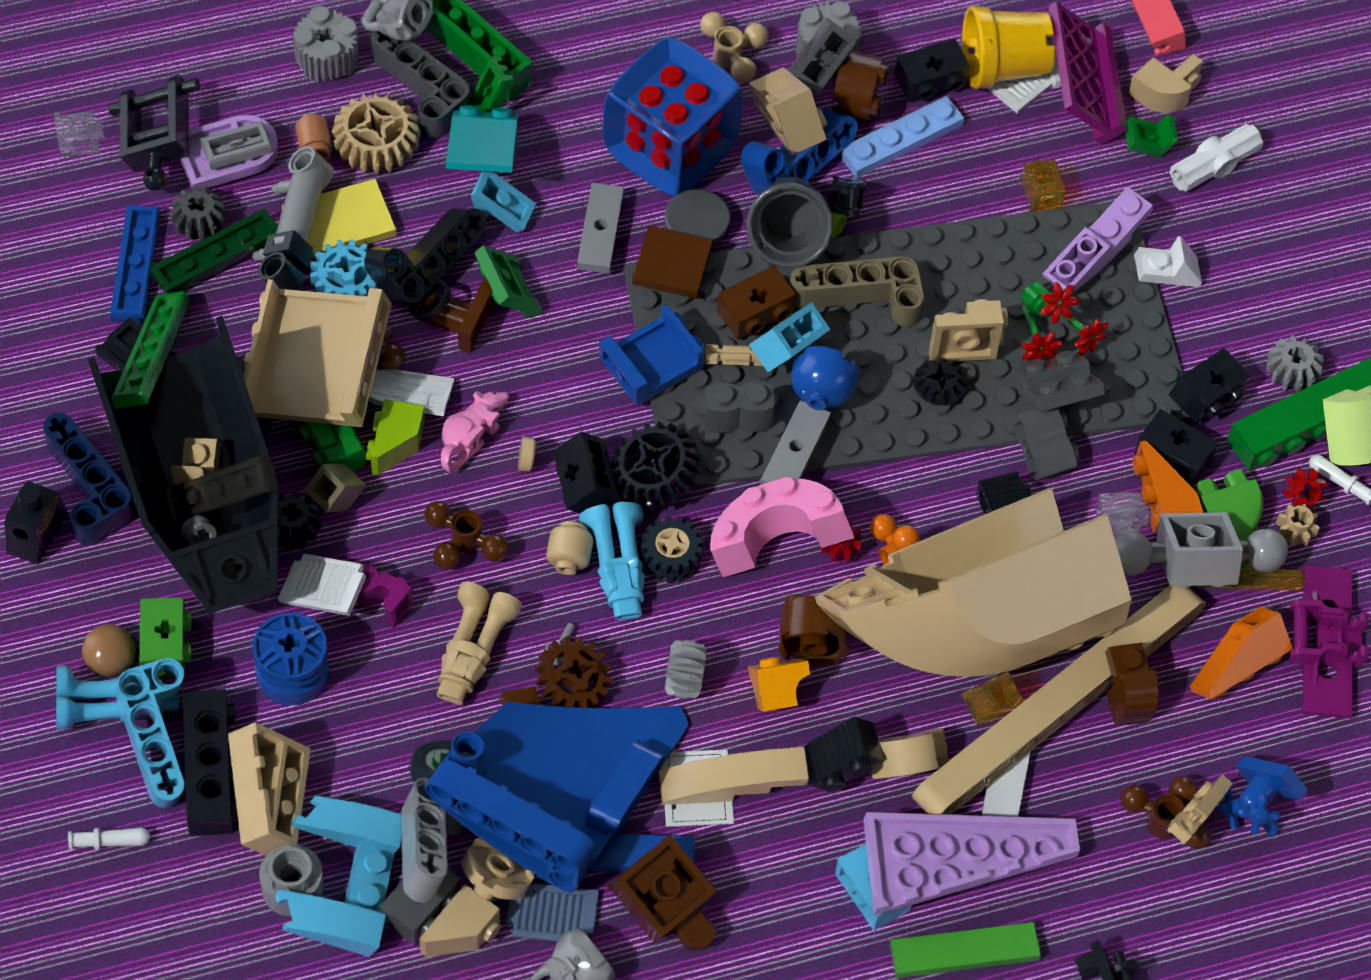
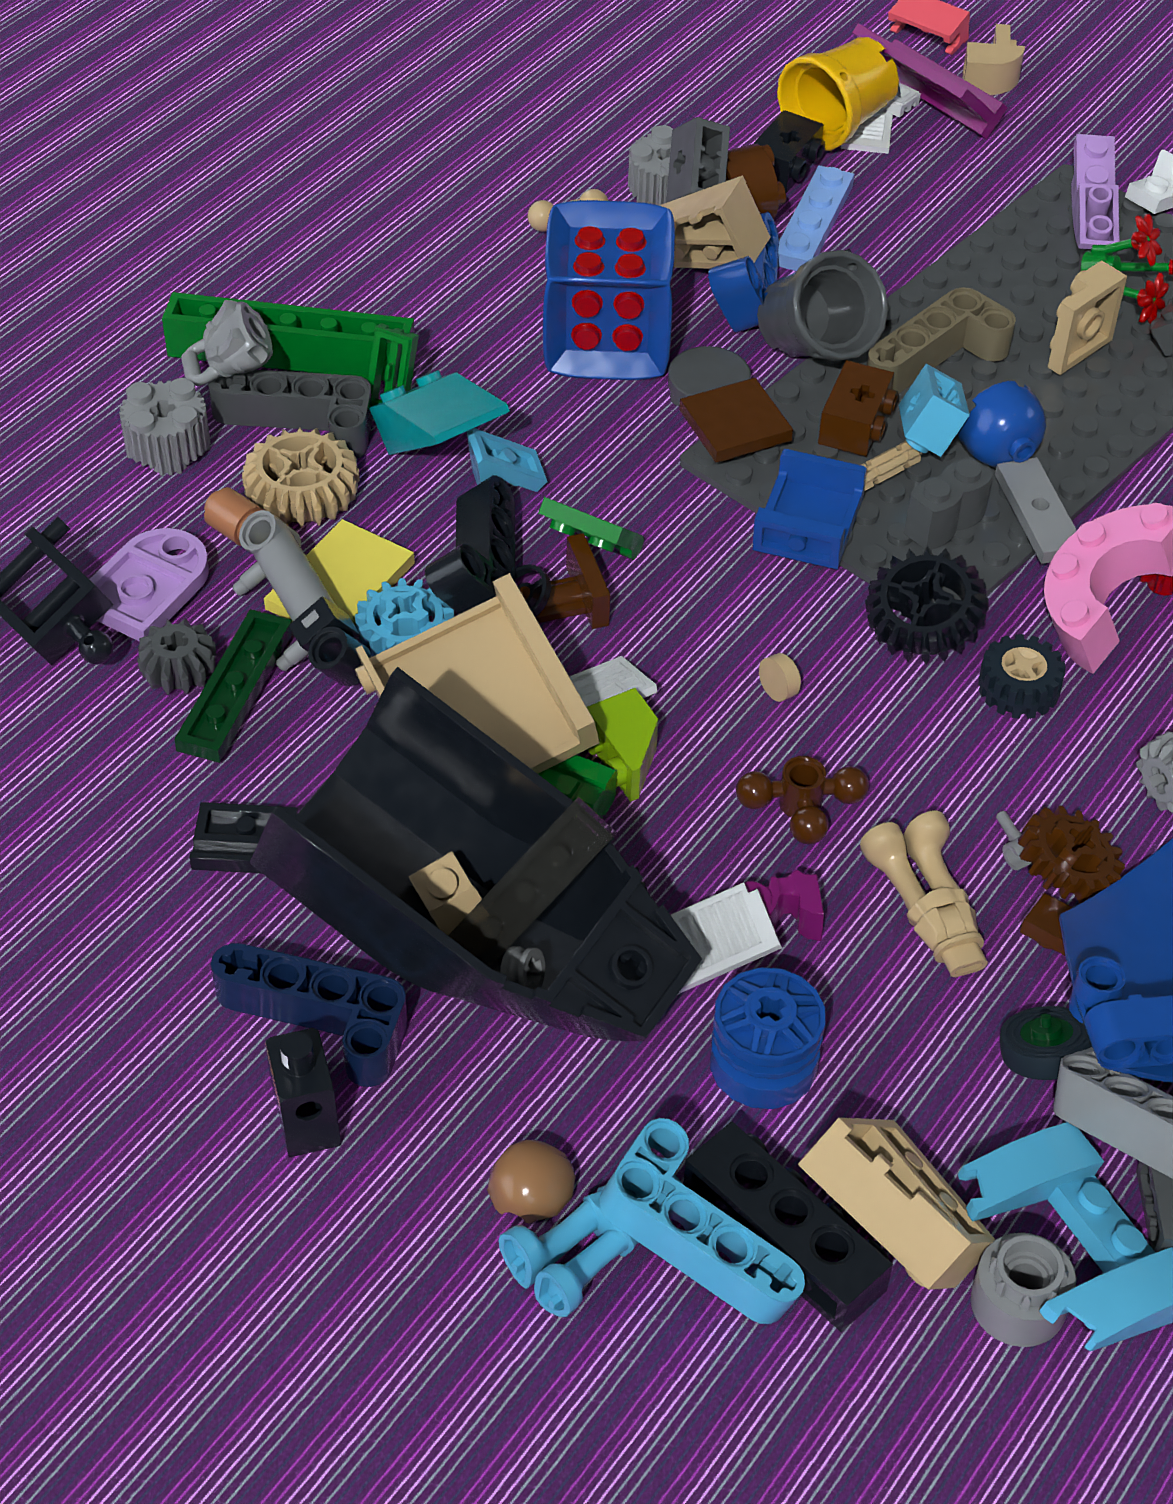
camera: 35 degrees left, 10 degrees down
(121, 837) = (745, 1413): white piece -> none
(134, 263) = (146, 751): blue tile -> none
(151, 350) = (263, 786): green tile -> none
(164, 618) = (585, 1117): bright green brick -> none
(237, 149) = (166, 567): light grey tile -> none
(335, 487) = (631, 826): dark tan brick -> none
(464, 429) = (695, 687): bright pink animal -> none
(569, 547) = (926, 735): tan head -> none
(585, 472) = (891, 662): black brick -> none
(600, 228) = (624, 436): light grey tile -> none
(622, 576) = (1004, 732): medium azure piece -> none
(929, 388) = (1092, 391): black gear -> none
(1043, 185) = (987, 185): clear yellow brick -> none
(1151, 137) = (1032, 105): green bracket -> none
(1216, 157) = (1098, 93): white piece -> none

